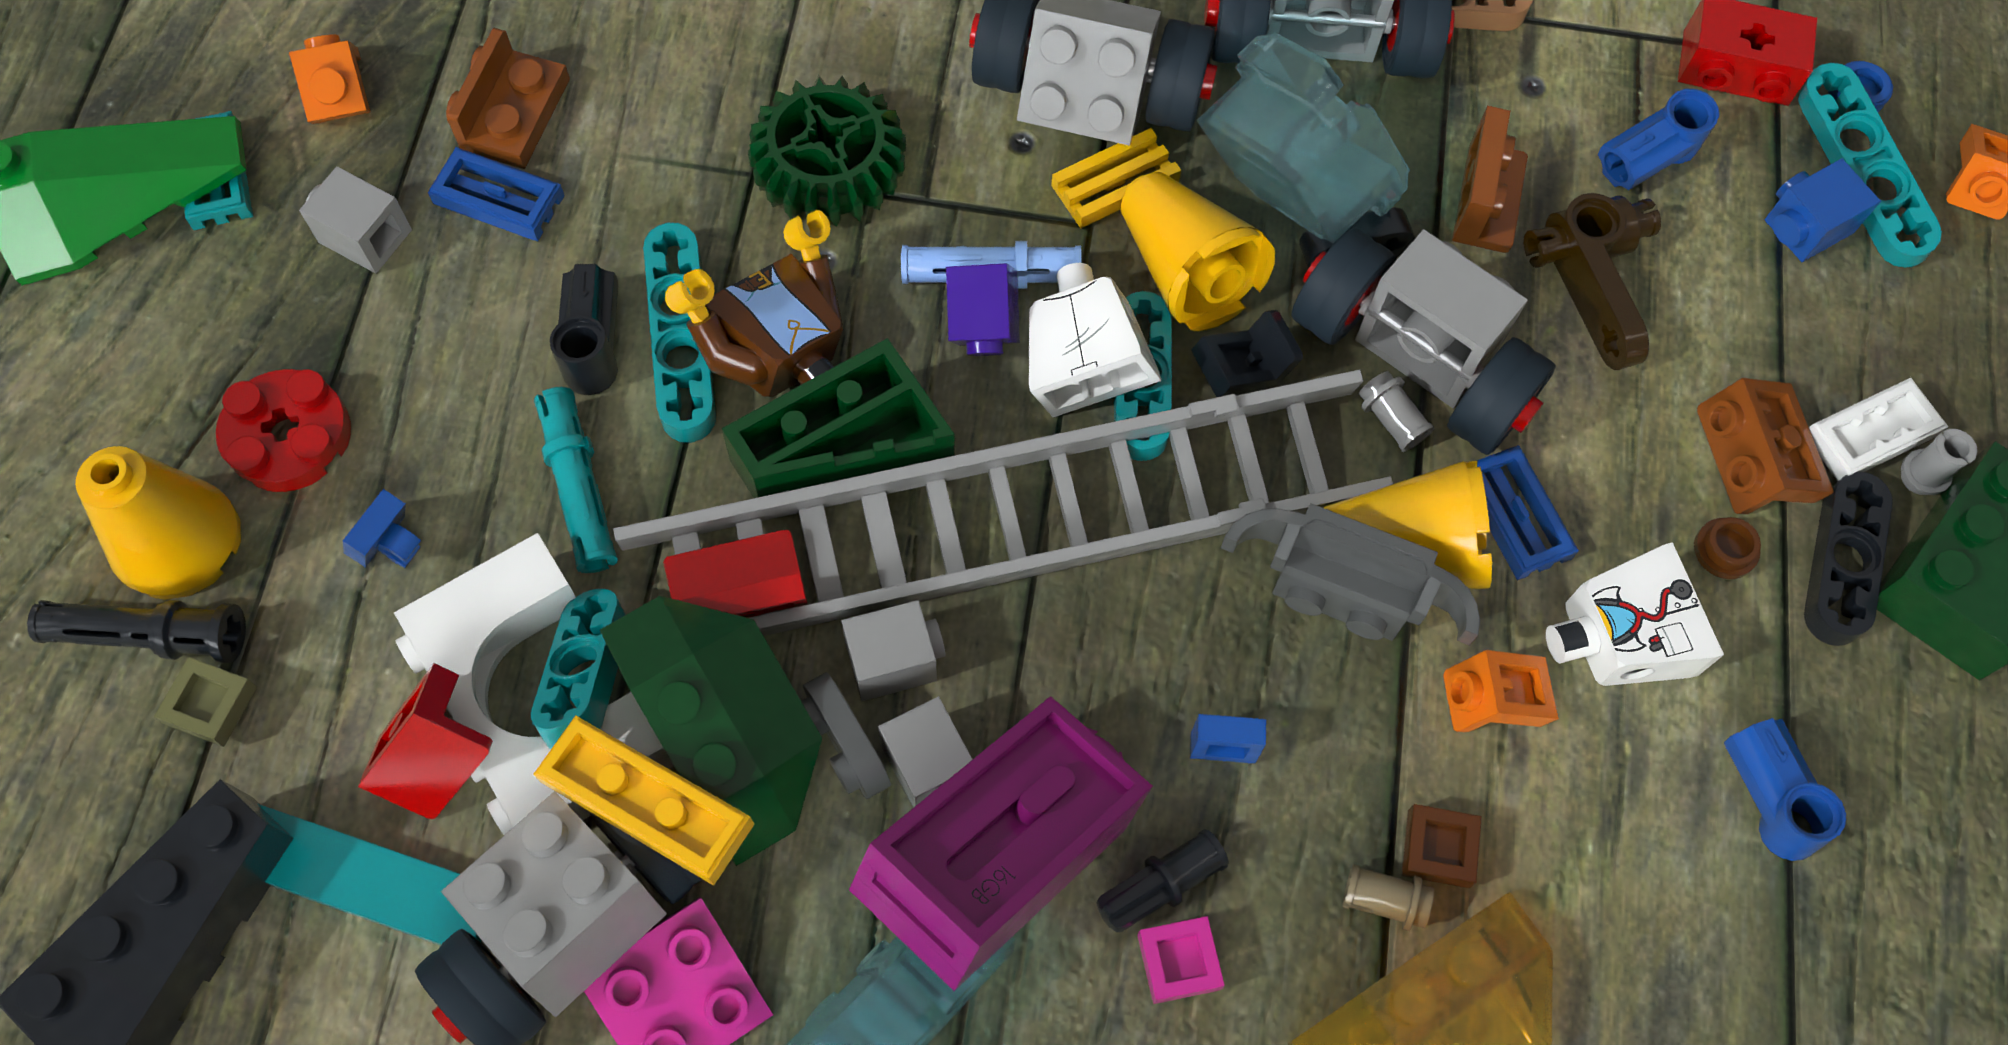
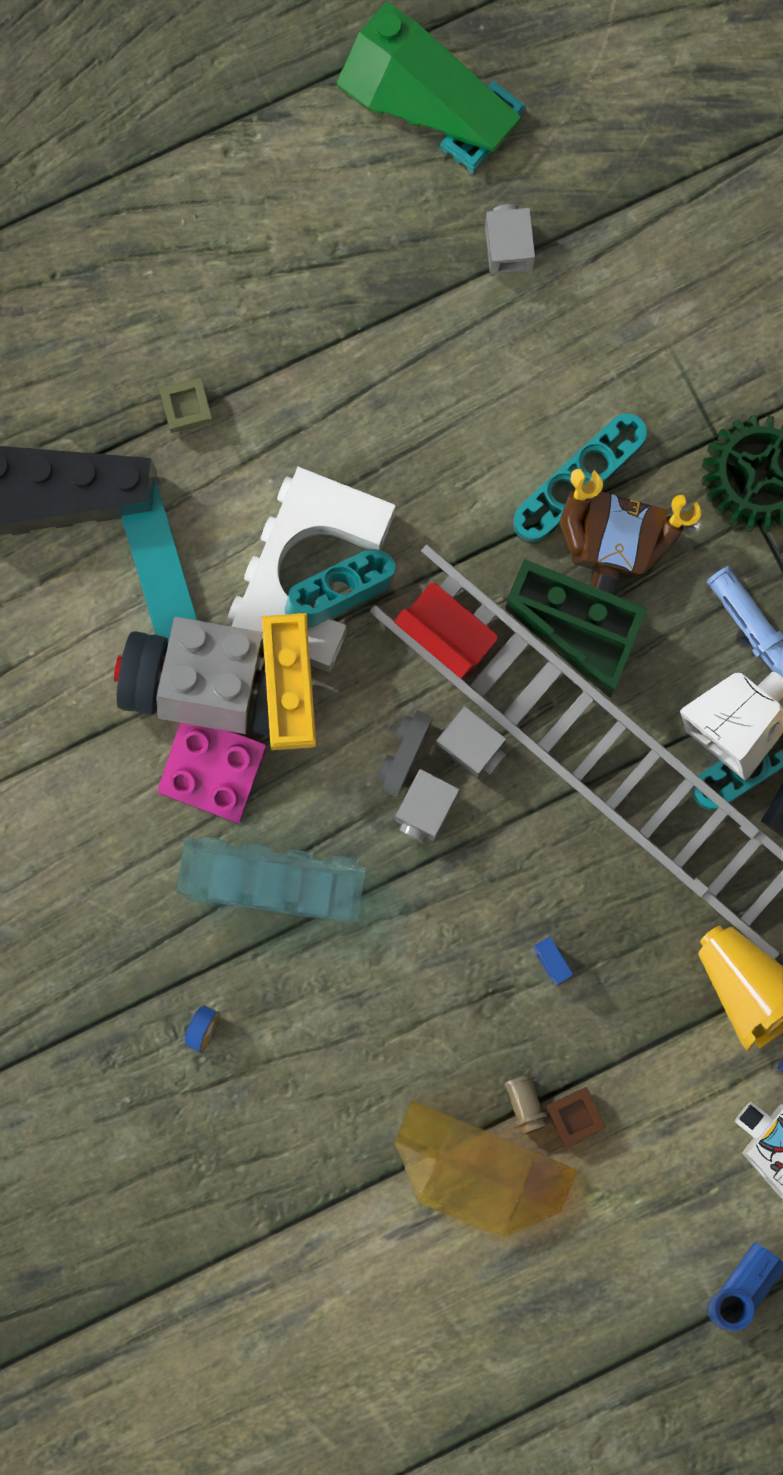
camera: 55 degrees right, 15 degrees up
(157, 523) = (258, 302): yellow cone -> none
(166, 630) = (207, 351): black pin -> none
(260, 404) = (359, 334): red plate -> none
(329, 79) = (589, 143): orange bracket -> none
(380, 531) = (338, 415): blue tile -> none
(422, 753) = (234, 541): red panel -> none
(505, 101) = (652, 257): dark orange bracket -> none
(529, 226) = (597, 336): blue tile -> none
(570, 457) = (456, 480): teal pin -> none
(586, 327) = (542, 425): black piece -> none
(720, 710) = (366, 679): dark green wedge -> none
(982, 307) = (717, 644): dark purple brick -> none
(998, 840) = (404, 878): magenta piece -> none
(1162, 881) = (447, 977): black axle -> none
(1180, 960) = (412, 1014): dark pink plate -> none
(1356, 572) = (696, 968): dark grey plate -> none
(1500, 690) = (692, 1097): orange bracket -> none

